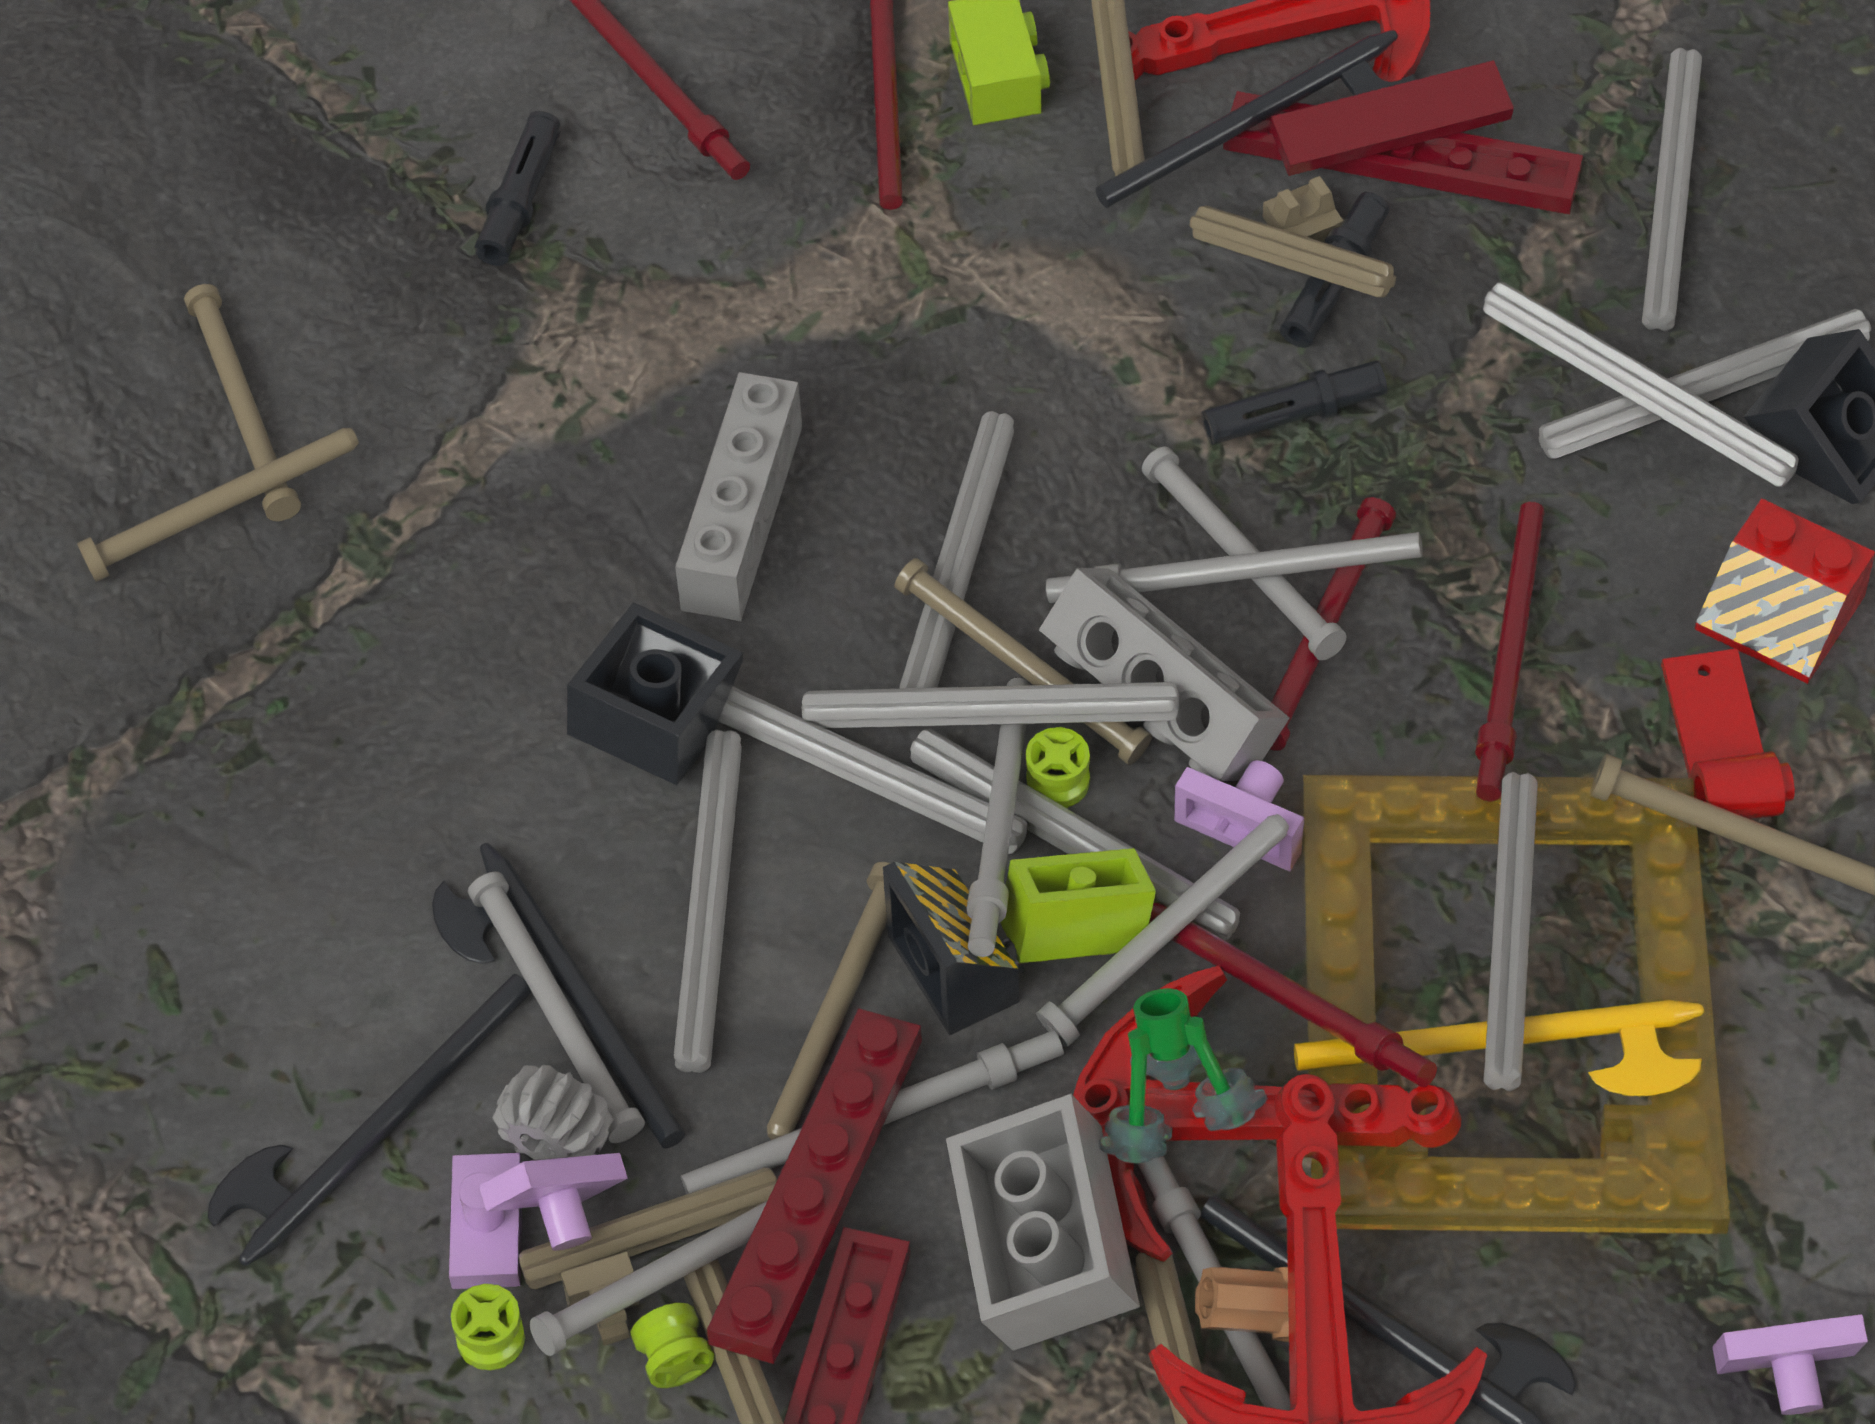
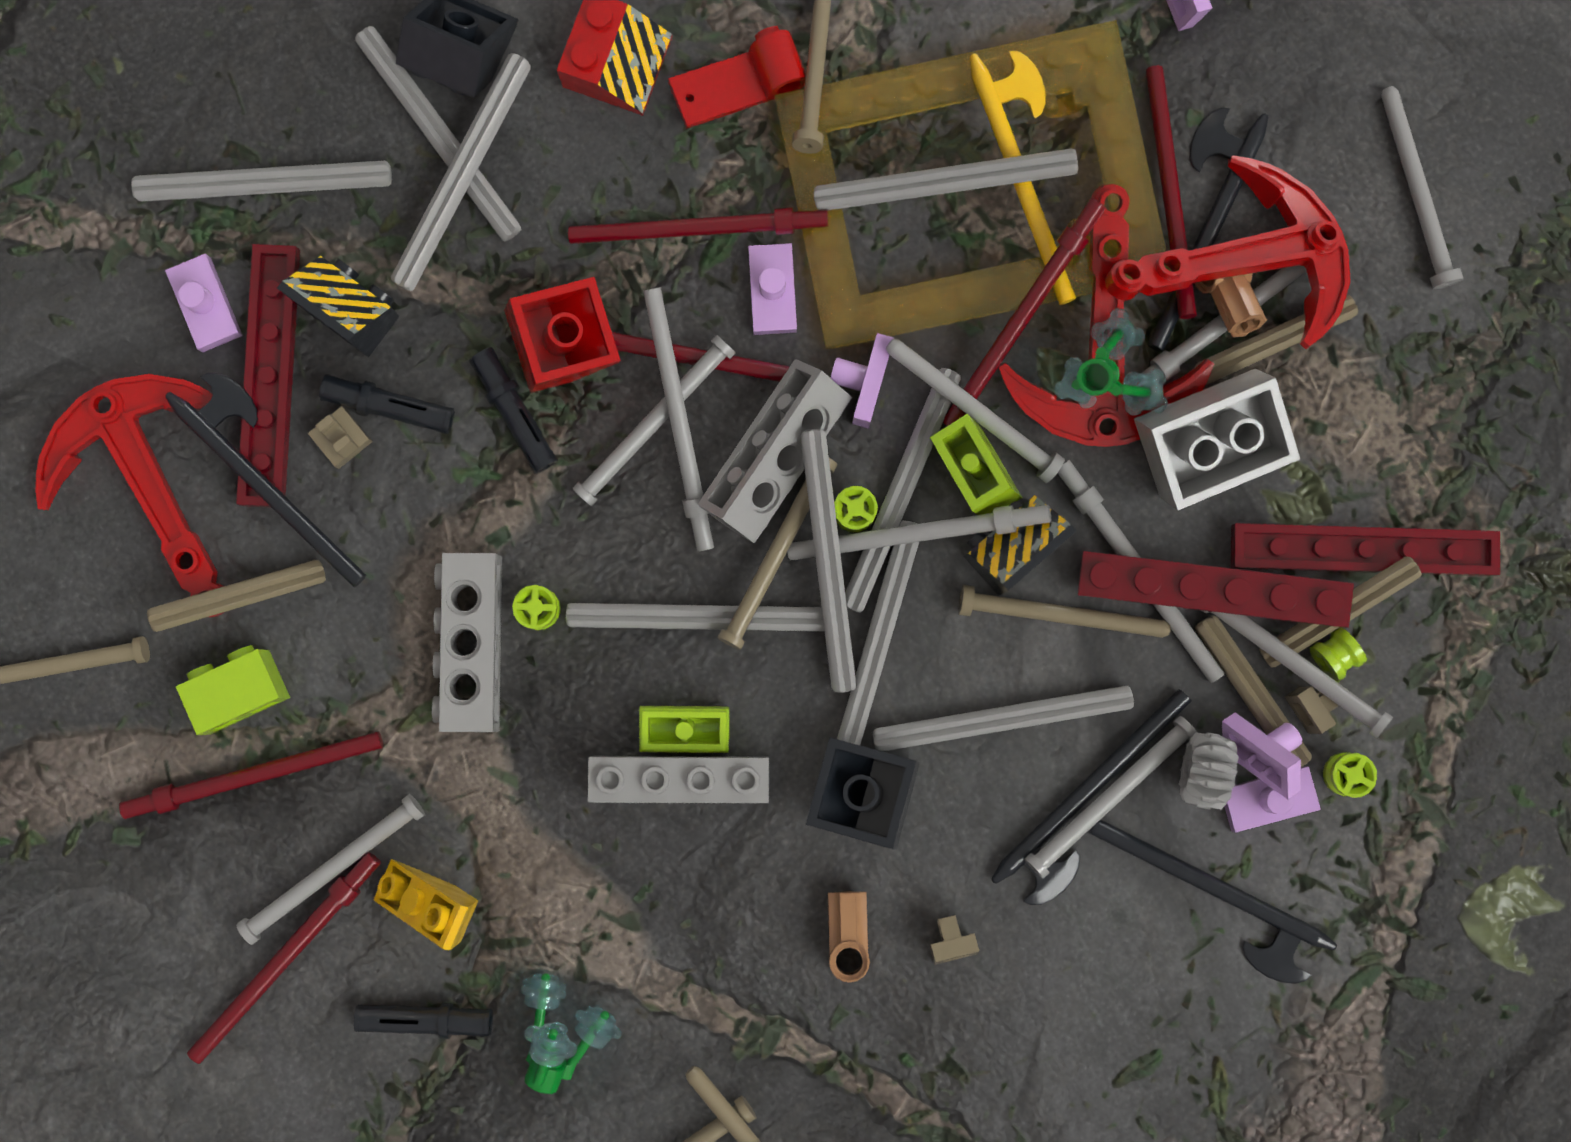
camera: 105 degrees left, 30 degrees up
(419, 769) = (952, 944): none -> dark tan tile
(440, 279) = (550, 1041): none -> clear light blue plant
(466, 650) = (848, 930): none -> medium nougat piece
(659, 204) = (426, 903): none -> yellow slope
(790, 216) = (251, 928): none -> light grey bar
(805, 518) = (684, 729): none -> lime brick
(989, 304) = (482, 710): none -> light grey brick
(1013, 368) = (528, 607): none -> lime wheel
(1293, 251) = (387, 432): dark tan axle -> none
(1384, 449) = (561, 334): none -> red slope
(1391, 118) = (249, 383): dark red tile -> none
(1404, 731) = (772, 289): none -> lavender tile
(1468, 1268) = (1169, 179): none -> dark red bar
(1476, 224) = (341, 303): none -> slope
(1540, 102) = (203, 303): none -> lavender tile

